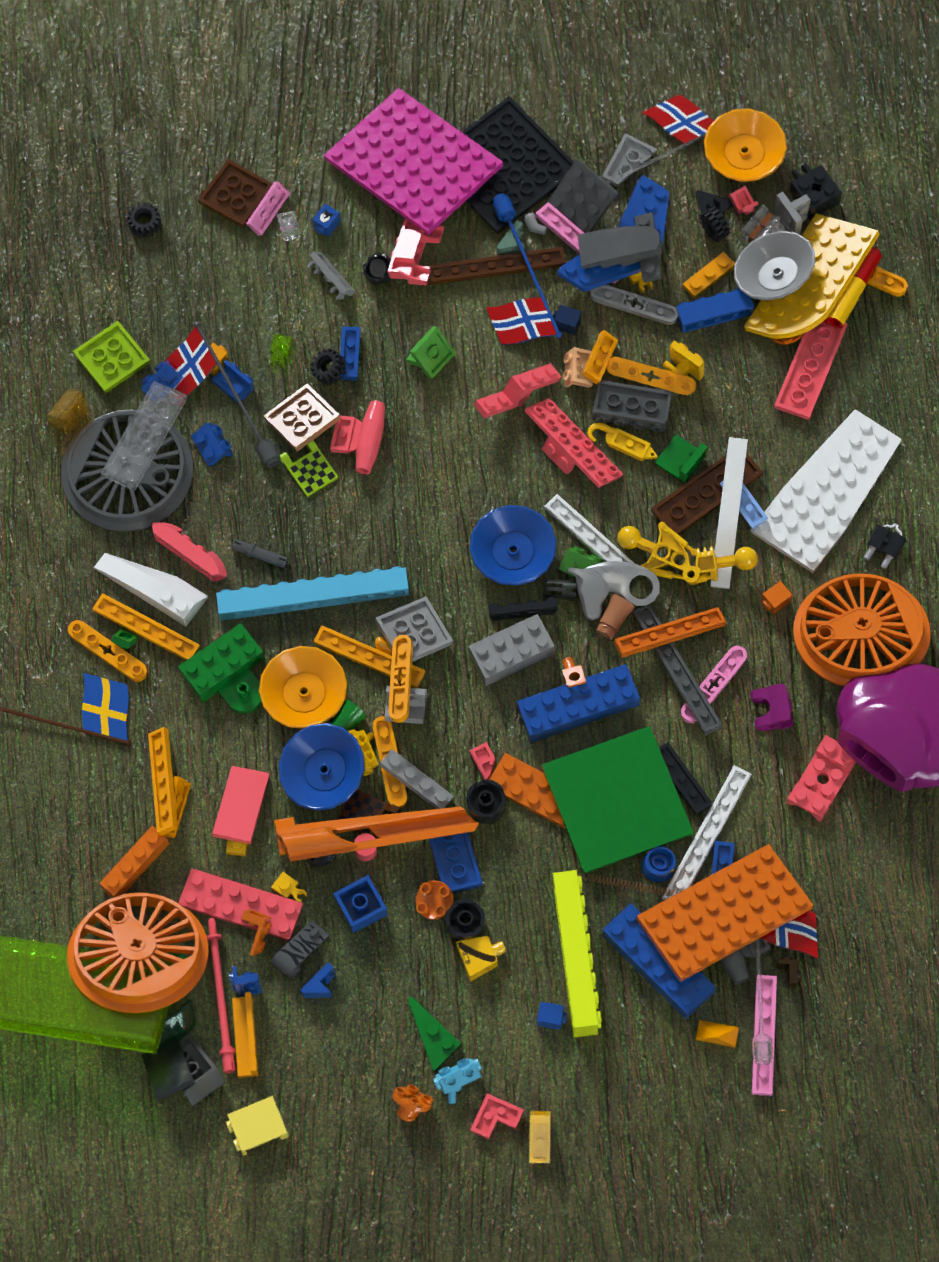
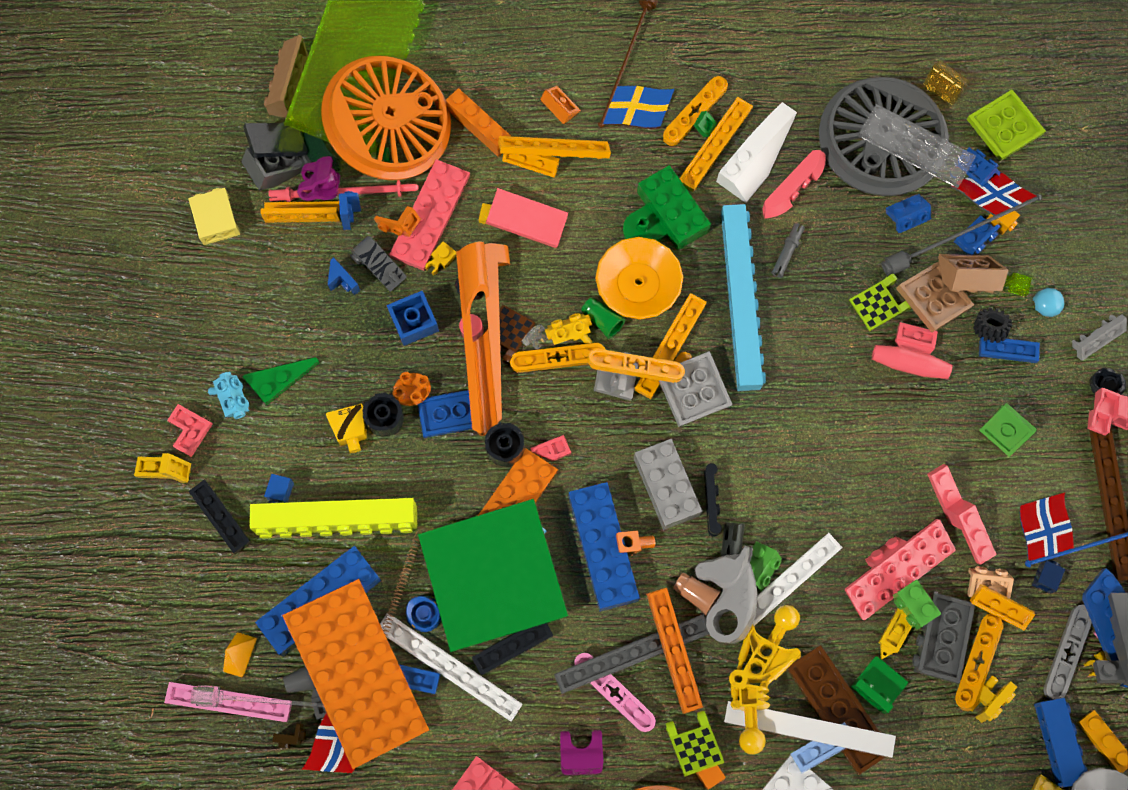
camera: 90 degrees right, 5 degrees up
(90, 1070) = (286, 76): none -> medium nougat slope
(106, 786) = (559, 104): none -> orange slope
(212, 1009) = (323, 182): none -> magenta piece
(275, 384) = (972, 273): none -> medium nougat slope
(298, 319) = (1049, 302): none -> medium azure hair
(307, 756) = (552, 275): blue dish -> none
(370, 786) = (533, 336): none -> clear tile
(411, 1102) = (213, 351): orange plate -> none
(416, 780) = (534, 379): light grey plate -> none
(508, 529) = (795, 479): blue dish -> none
(583, 1071) = (219, 516): none -> black plate
(607, 426) = (916, 605): none -> bright green bracket
(756, 607) = (695, 748): none -> lime flag

